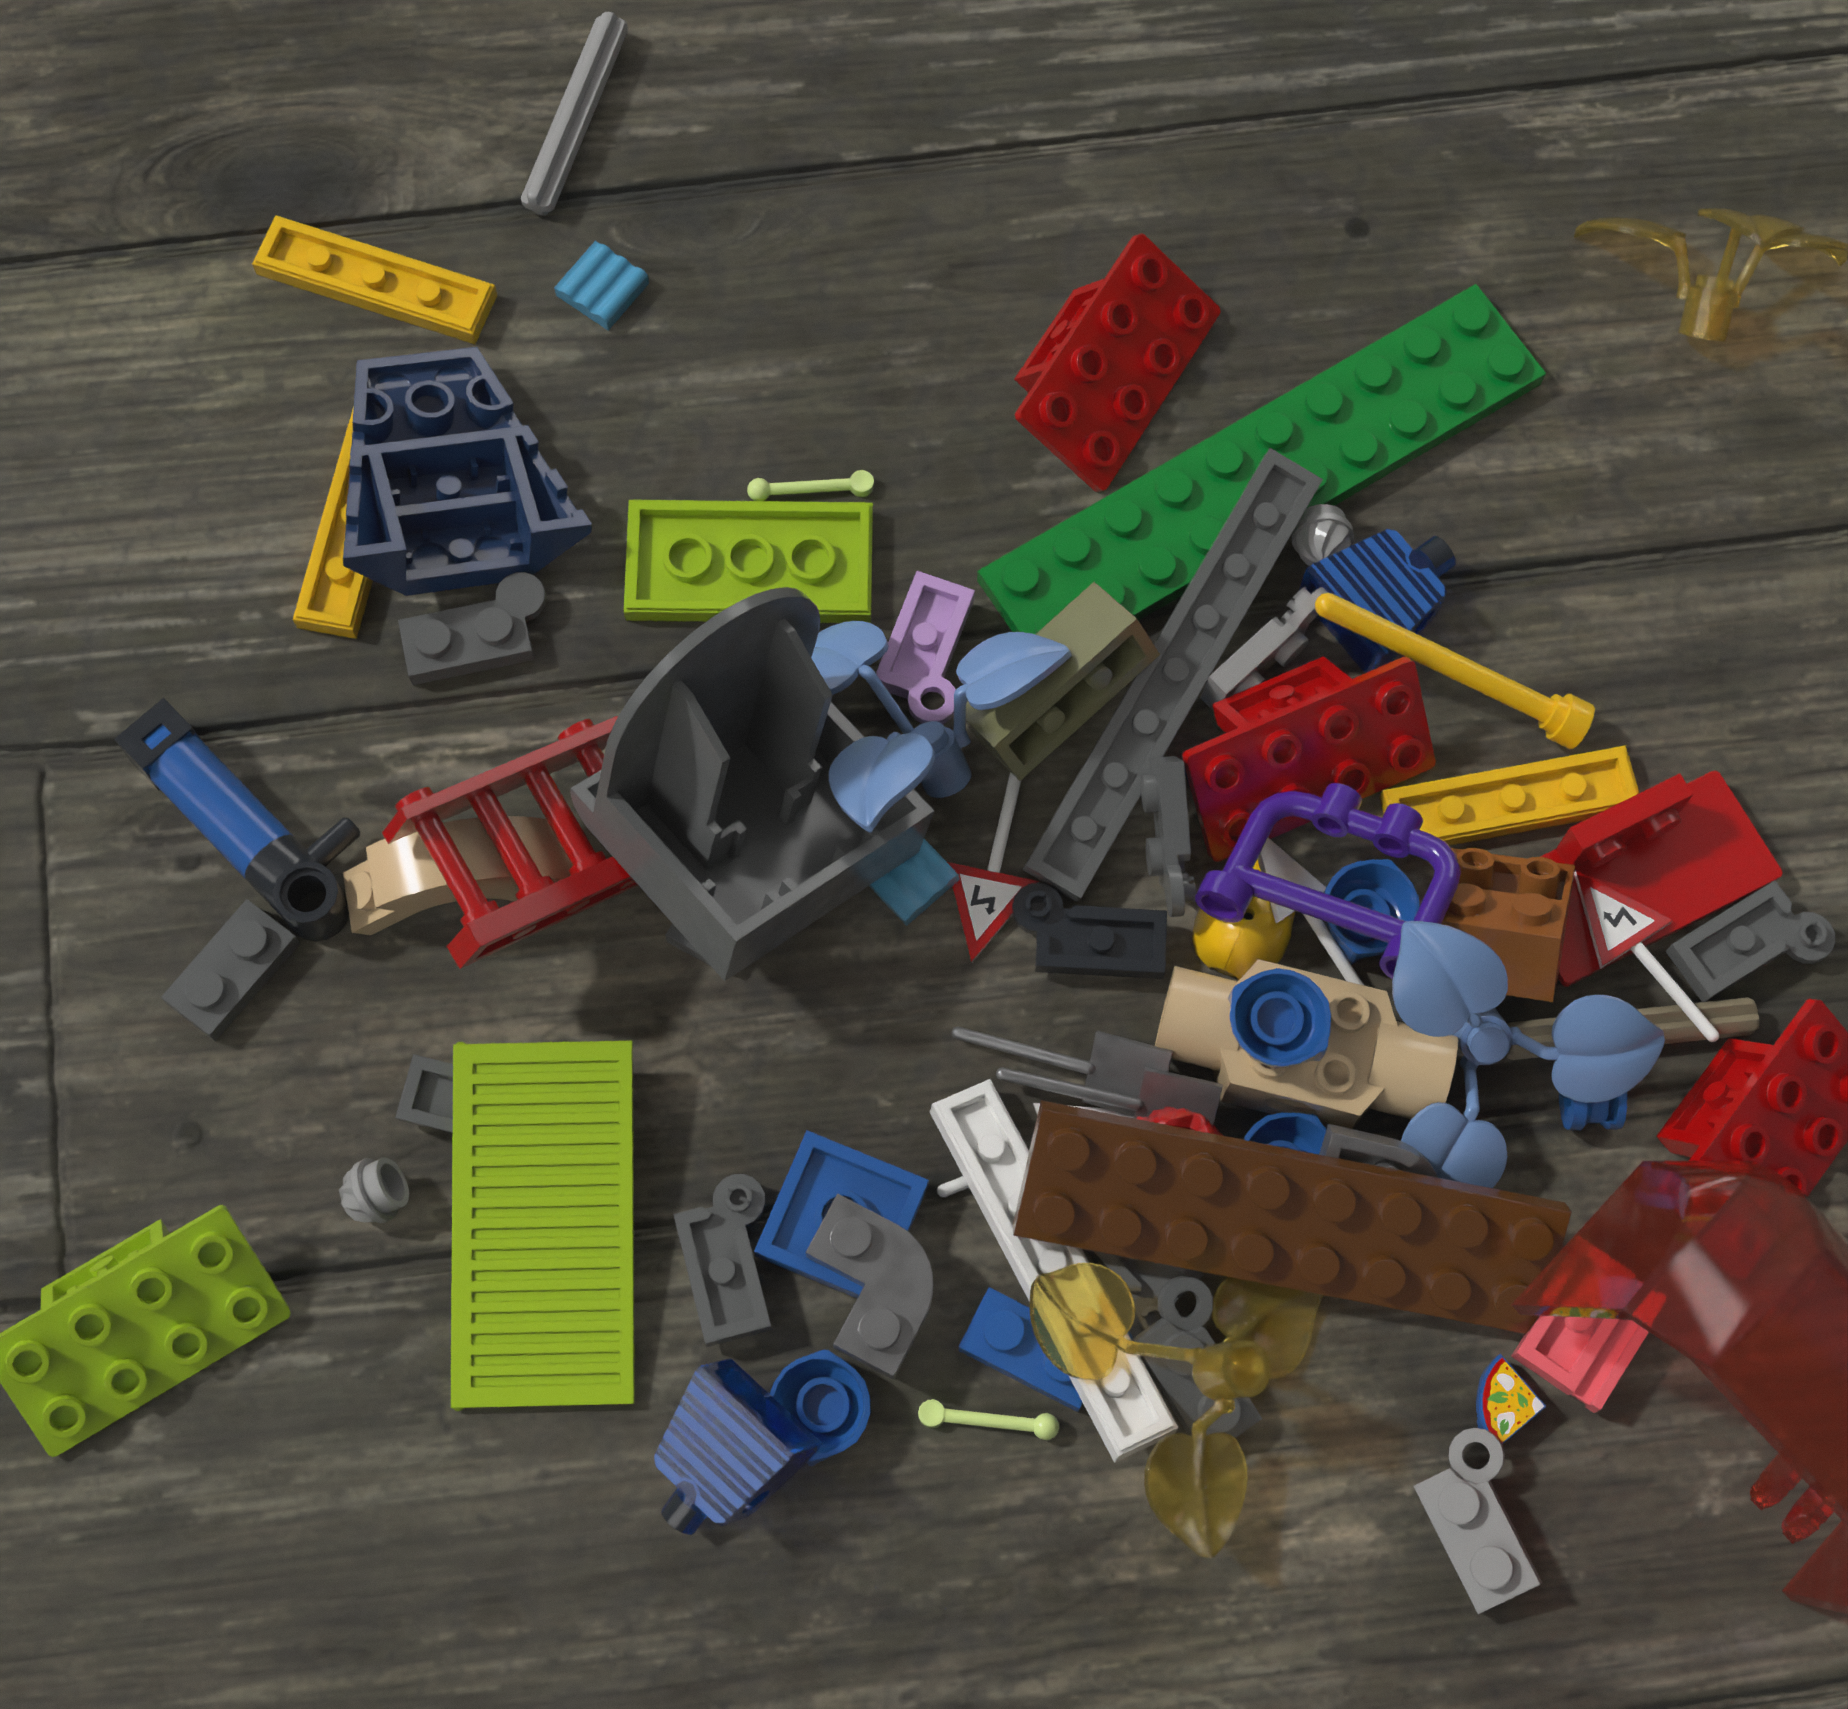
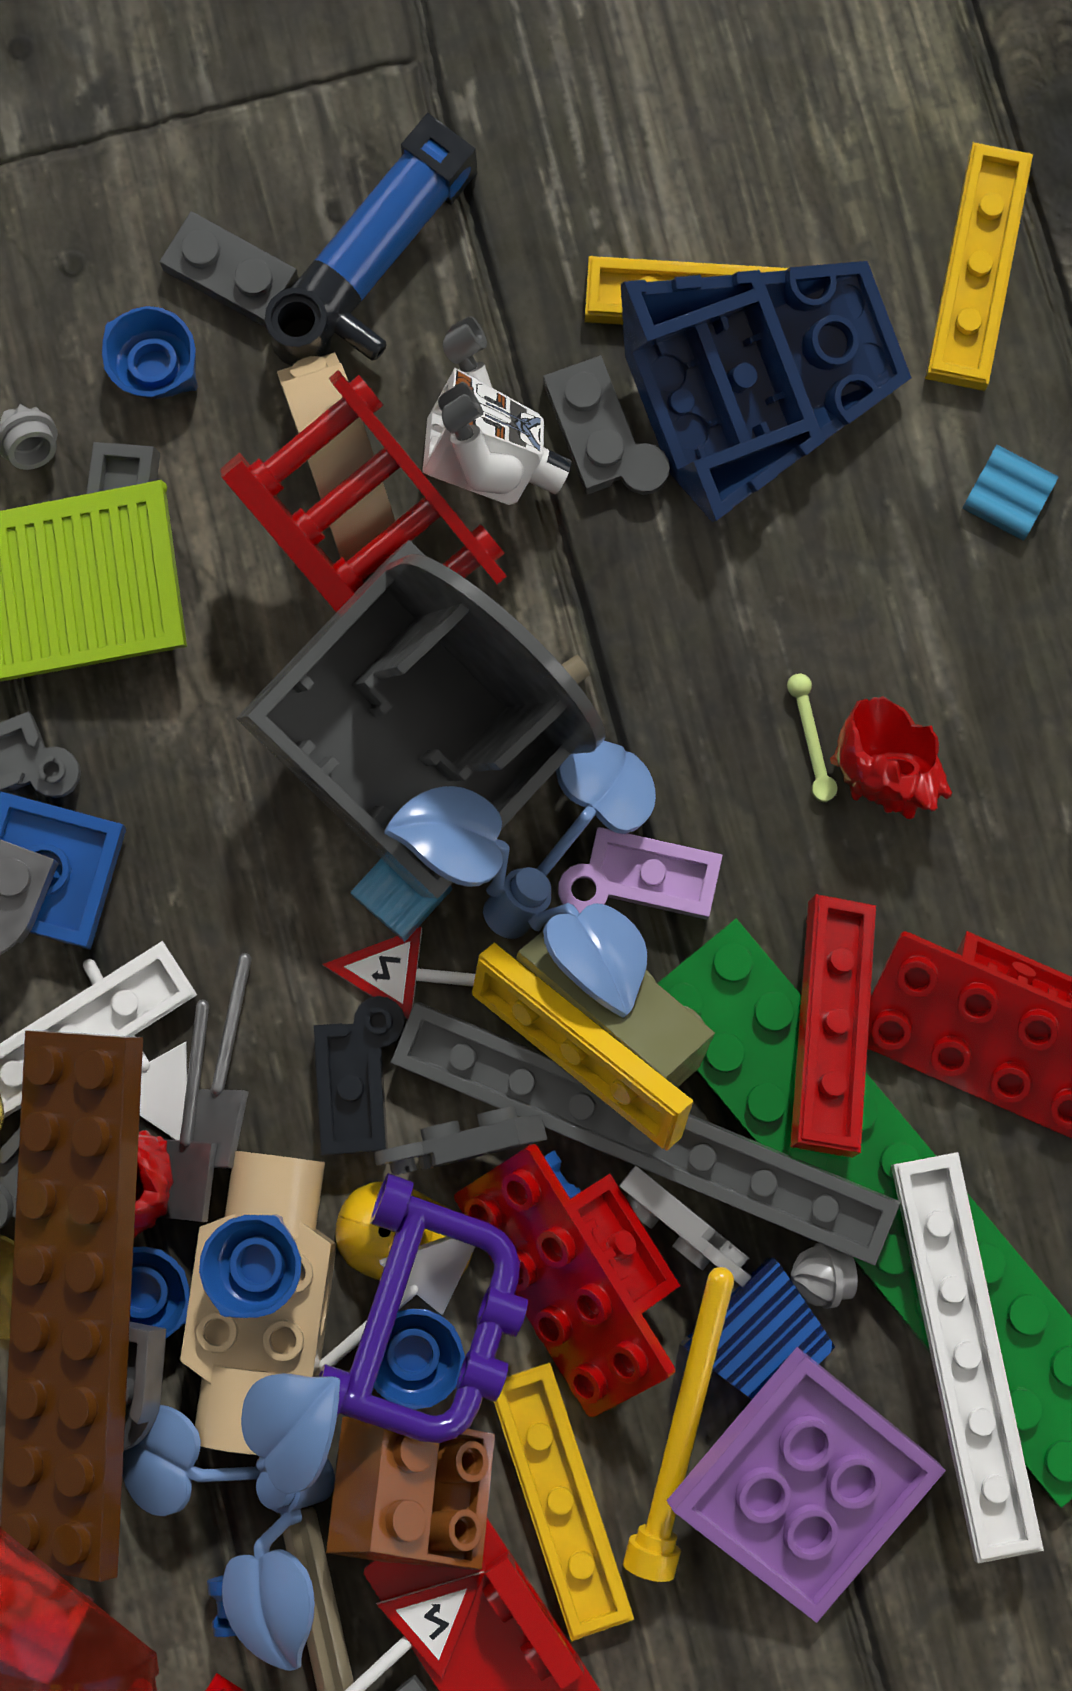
camera: 85 degrees right, 10 degrees up
(308, 1051) = (150, 353): none -> blue hat
(462, 729) = (482, 435): none -> white torso
(706, 555) = (719, 688): lime tile -> none
(848, 412) = (890, 758): none -> red hair
(1091, 705) = (581, 1047): none -> yellow tile
(1093, 493) = (833, 1026): none -> red tile
(1408, 423) = (967, 1358): none -> white tile
(1515, 569) = (805, 1485): none -> medium lavender plate

